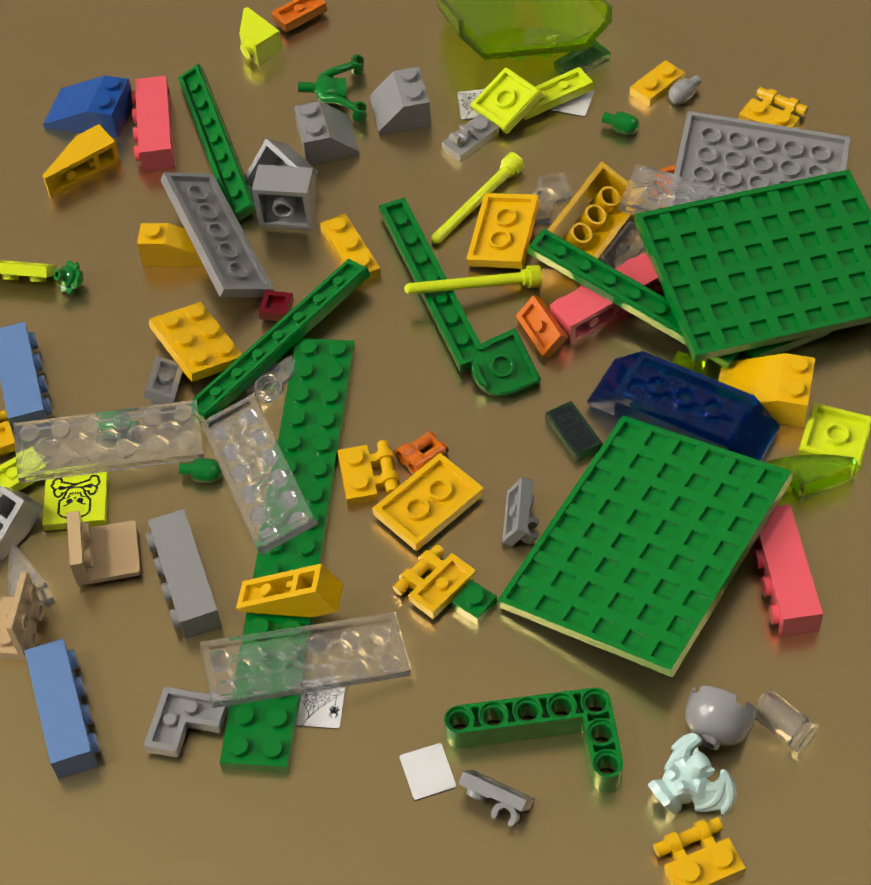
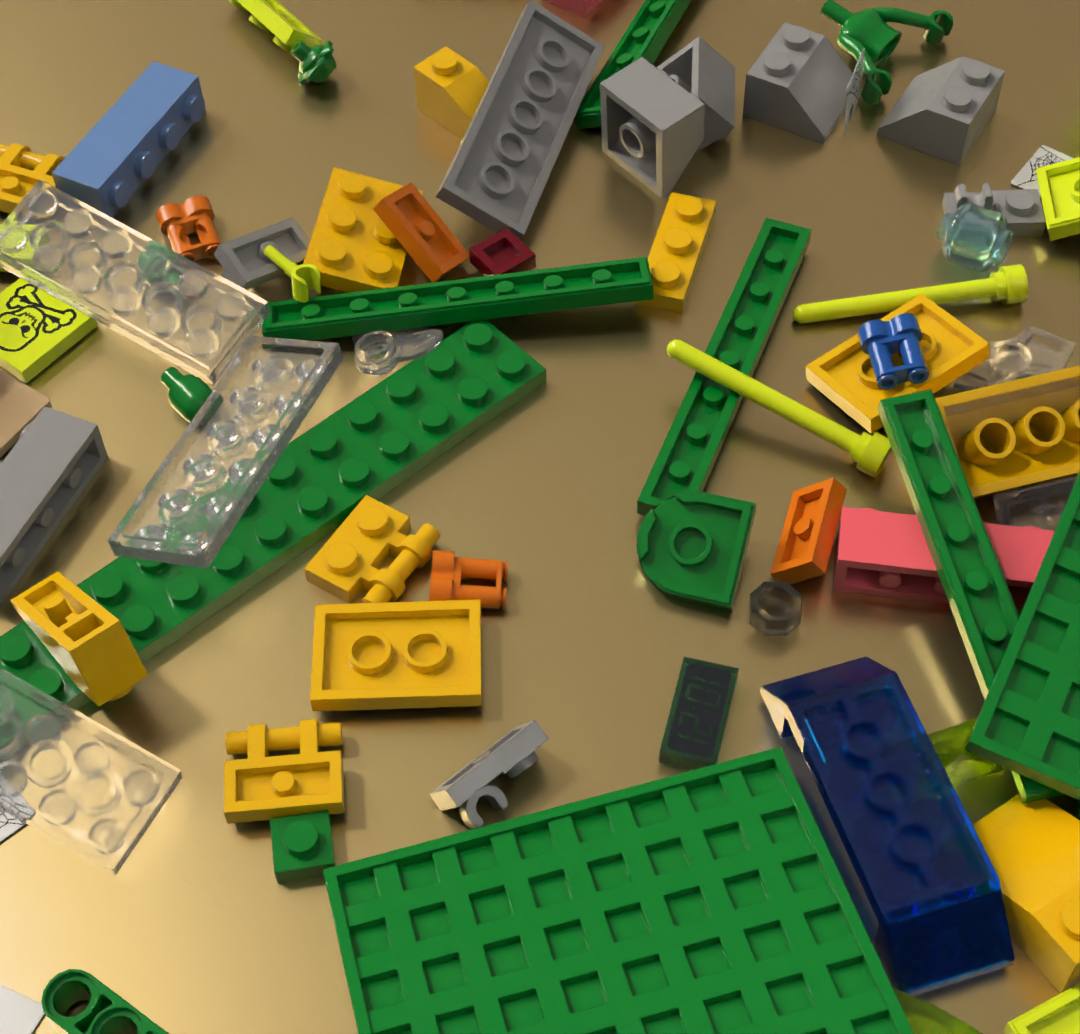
camera: 40 degrees right, 0 degrees up
(95, 394) = (187, 218): none -> orange piece
(198, 377) = (302, 276): none -> neon yellow hand
(230, 319) = (421, 232): none -> orange plate
(354, 119) = (854, 90): none -> white sticker
(478, 153) = (975, 237): none -> clear light blue head
(497, 218) = (890, 337): none -> blue piece
(559, 367) = (775, 608): none -> clear smoke tile

